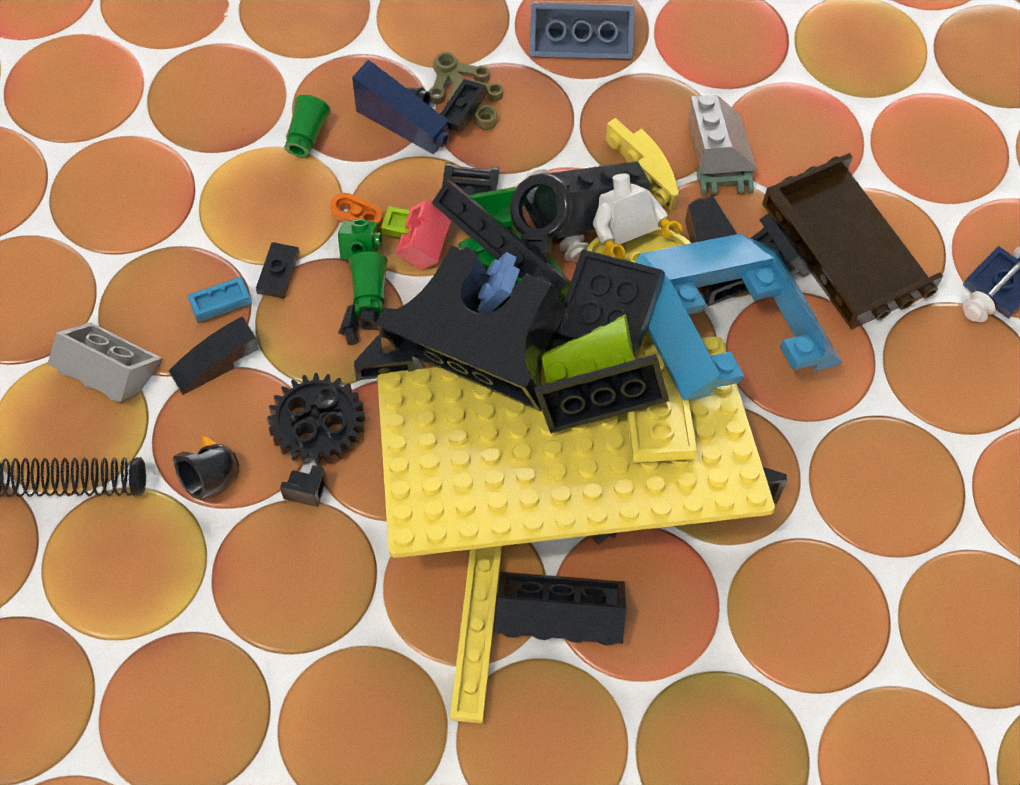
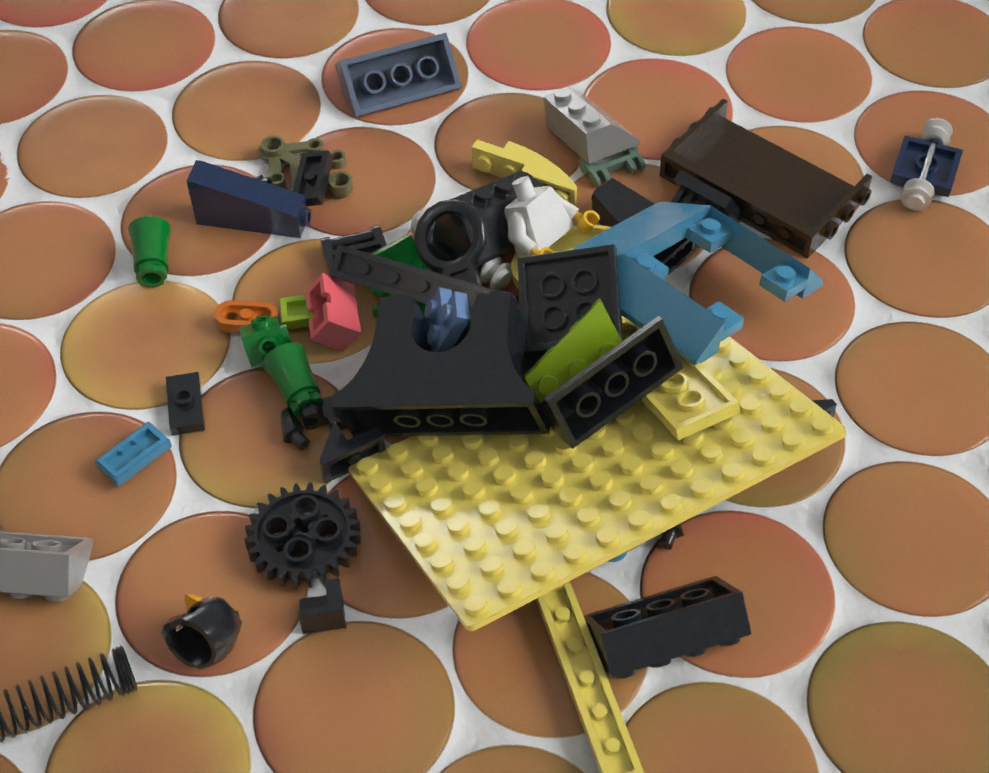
camera: 20 degrees left, 10 degrees down
(214, 356) = (155, 512): black slope -> none

